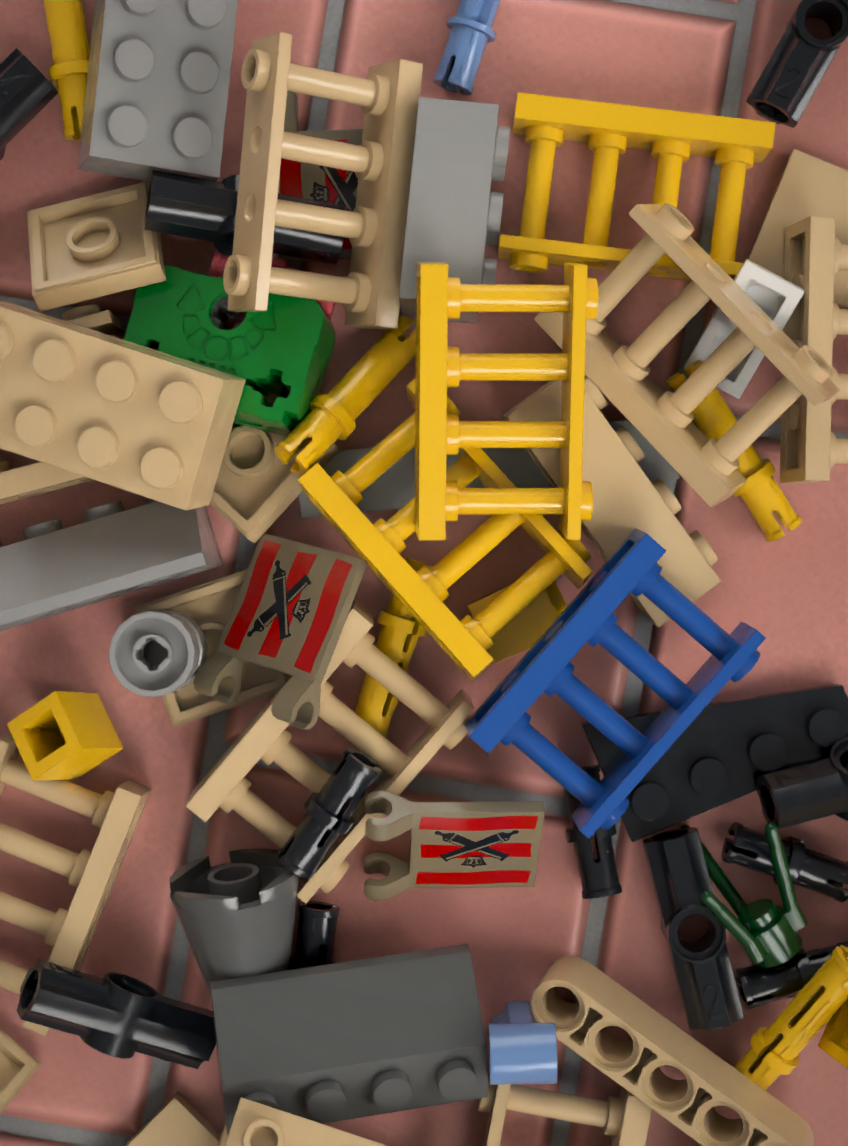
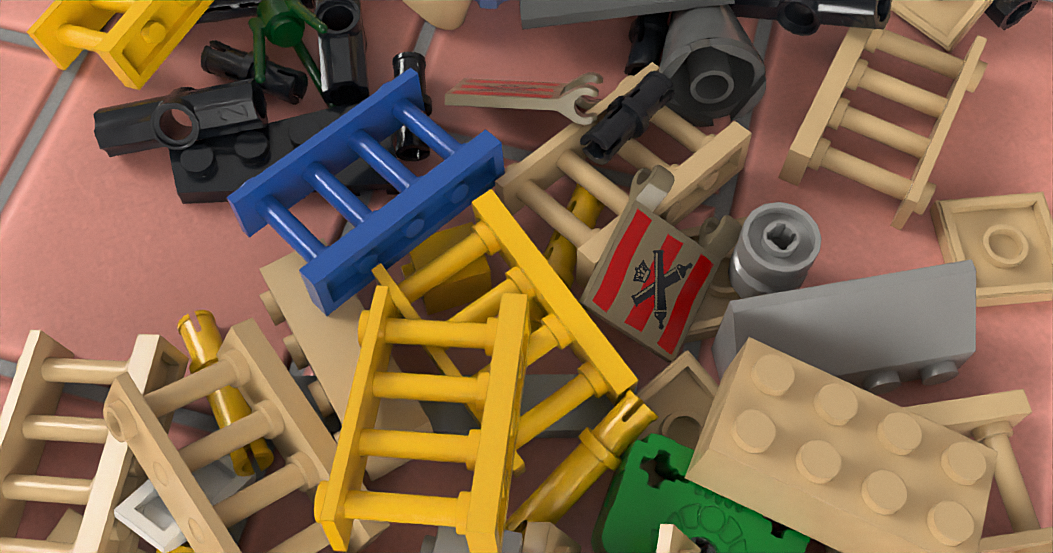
camera: 175 degrees left, 25 degrees down
(64, 736) = (857, 203): yellow brick -> none

